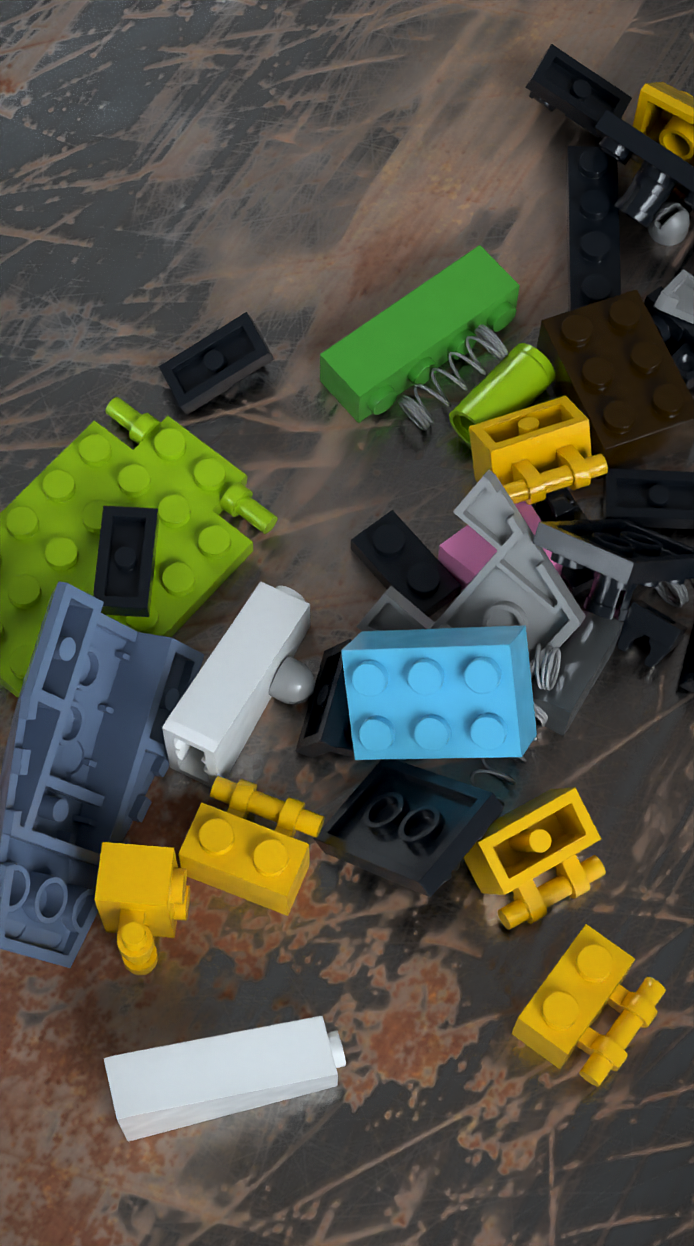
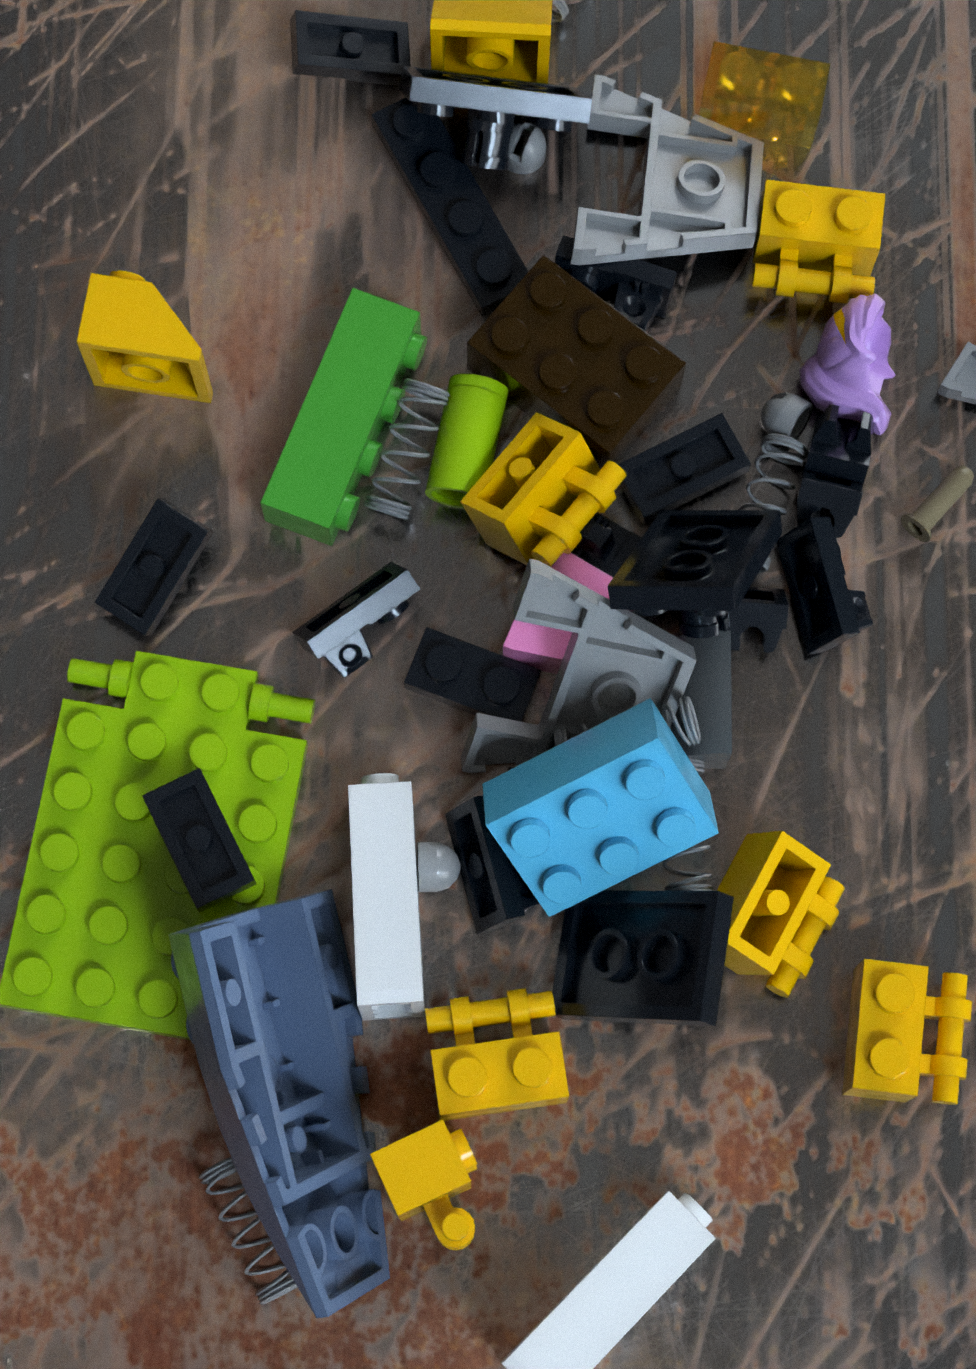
camera: 30 degrees left, 10 degrees up
(298, 203) = (138, 341): none -> yellow slope
(322, 479) = (337, 629): none -> hinge

